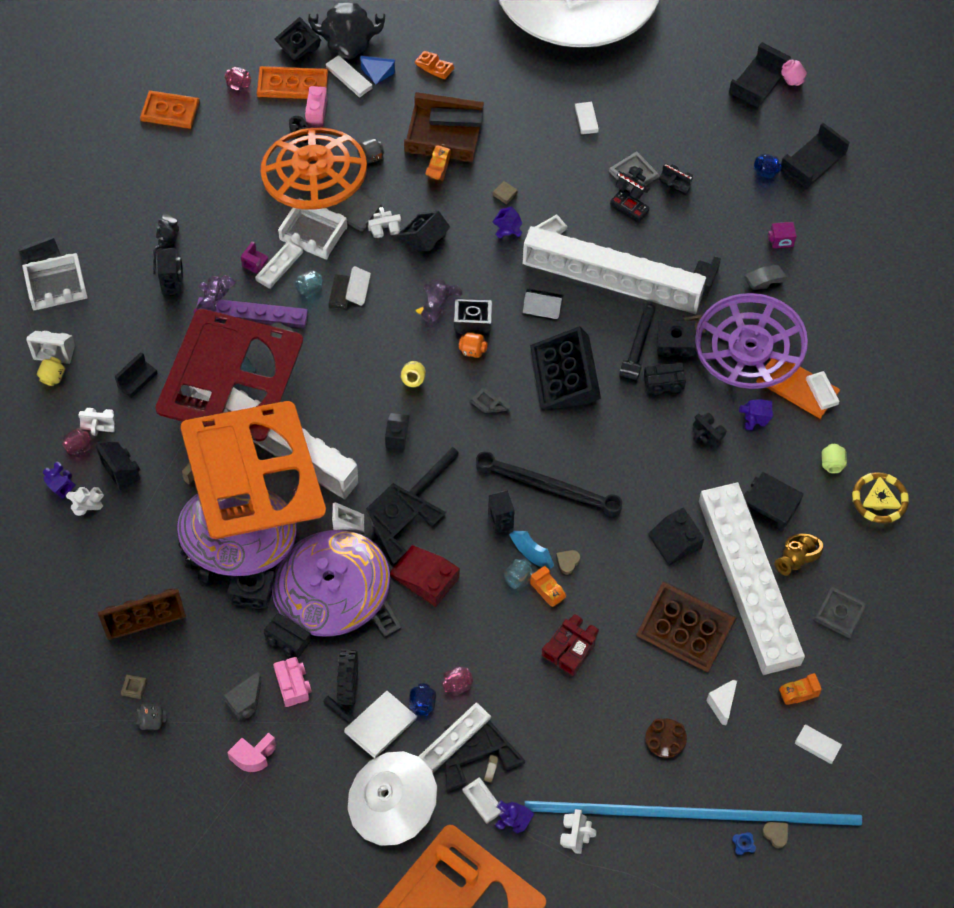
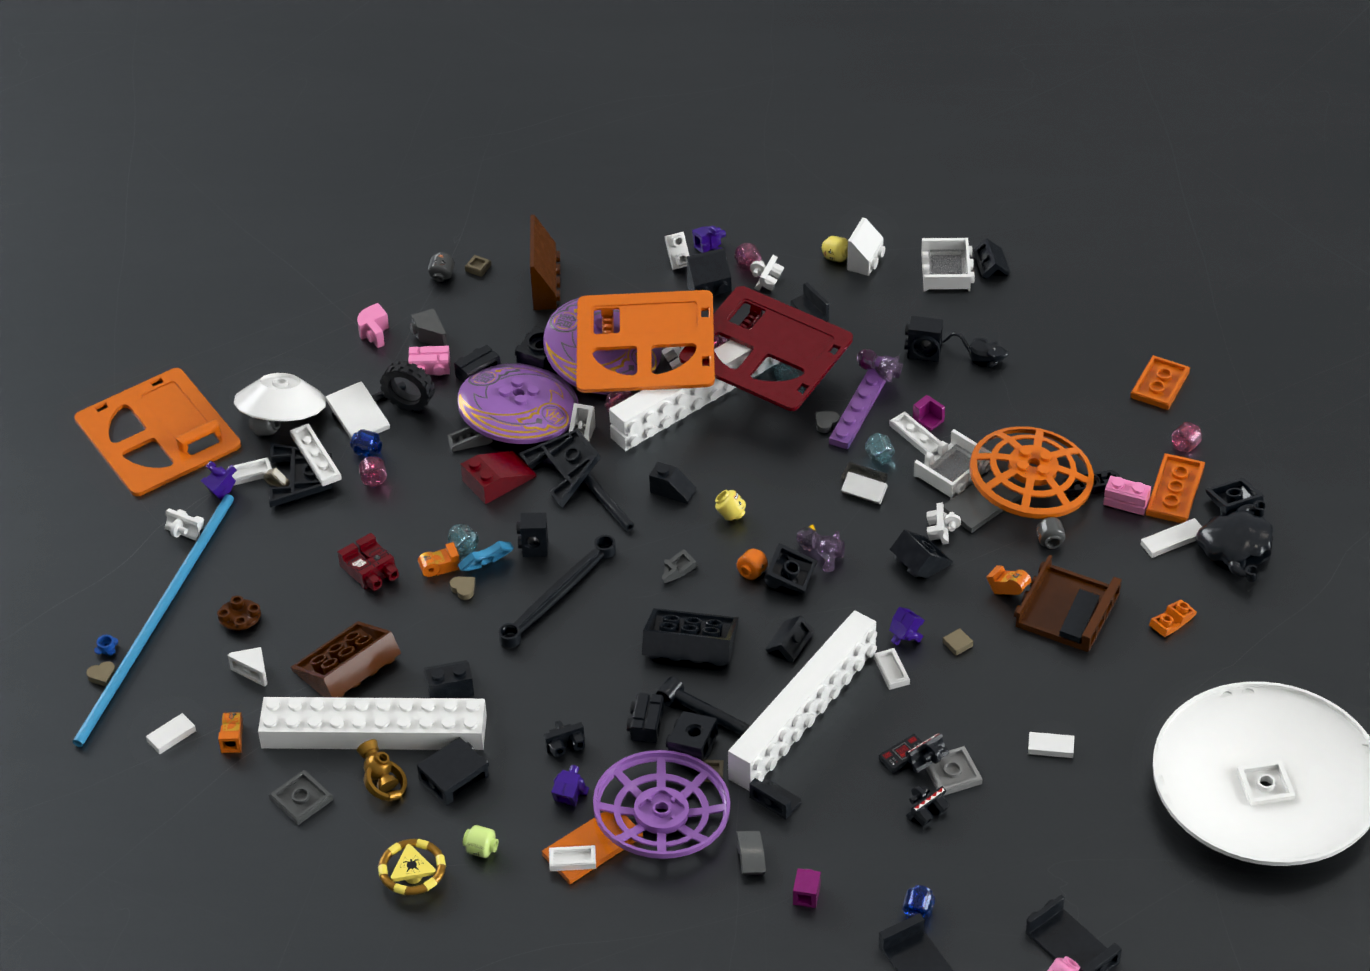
camera: 110 degrees right, 15 degrees down
(377, 68) = (1175, 561): slope -> none

